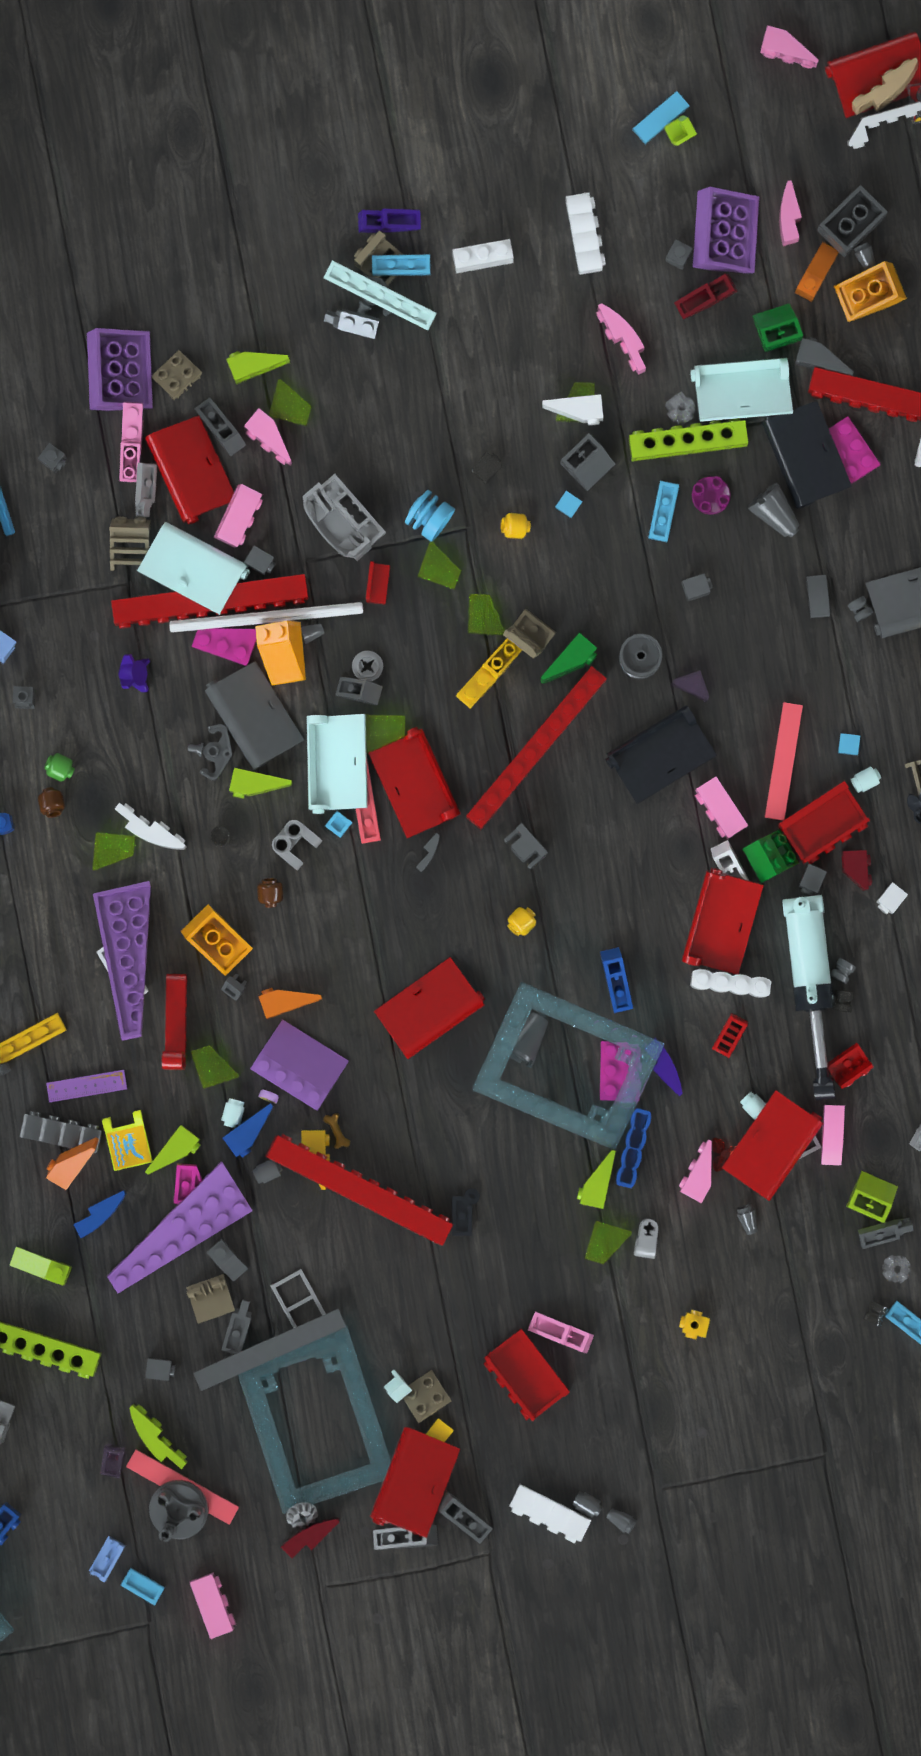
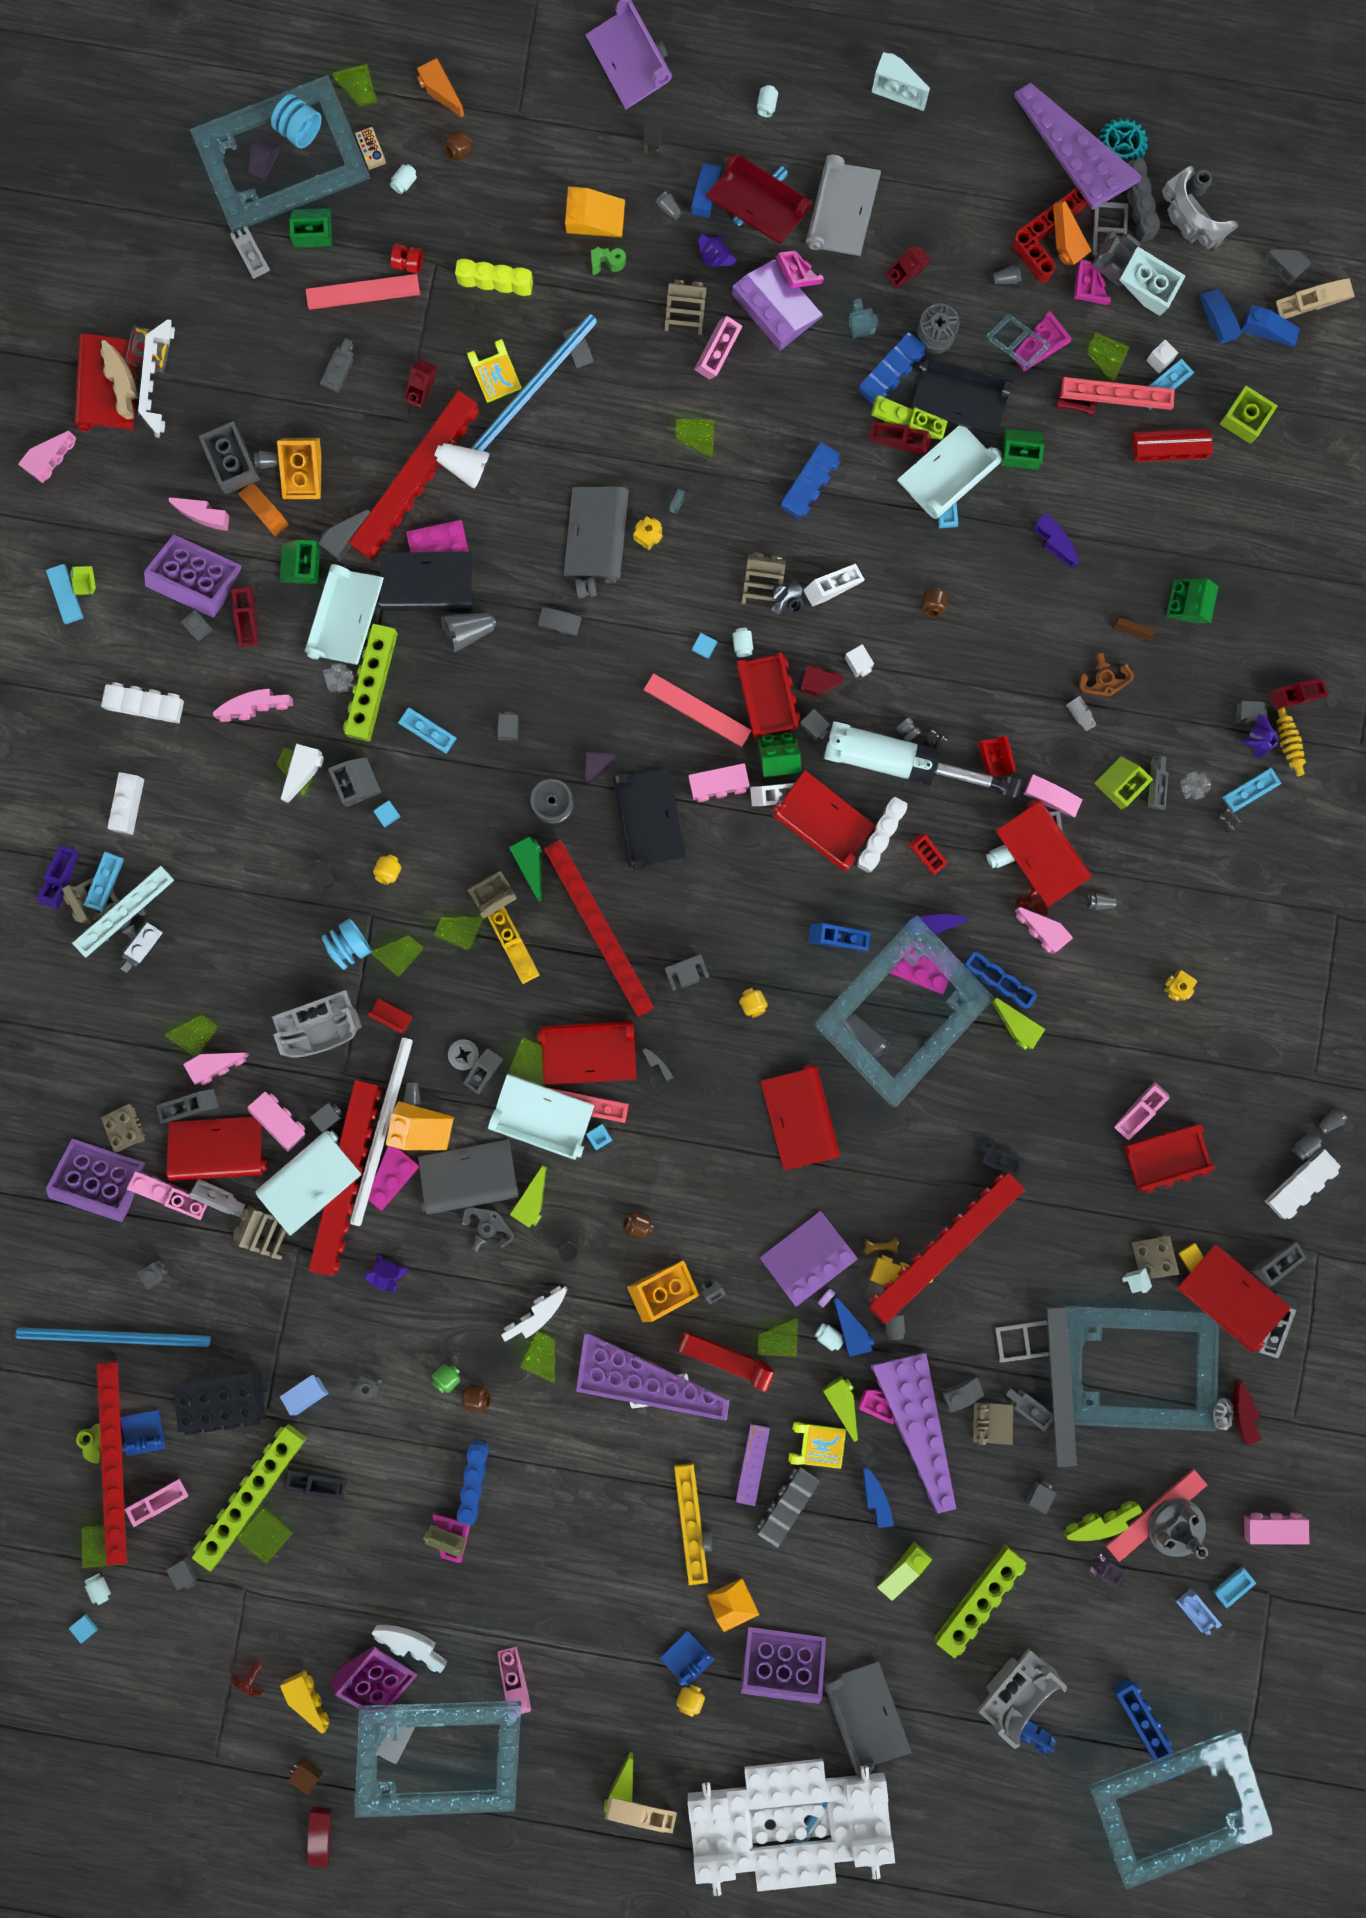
camera: 75 degrees left, 0 degrees up
(69, 1163) = (820, 1509): orange slope -> none
(250, 364) = (140, 1057): lime slope -> none
(283, 1001) = (743, 1253): orange slope -> none
(291, 841) = (598, 1186): light grey piece -> none
(605, 1241) = (1074, 1039): clear neon green wing -> none
(646, 1244) = (1091, 1001): light grey piece -> none
(711, 495) = (429, 681): magenta dish -> none

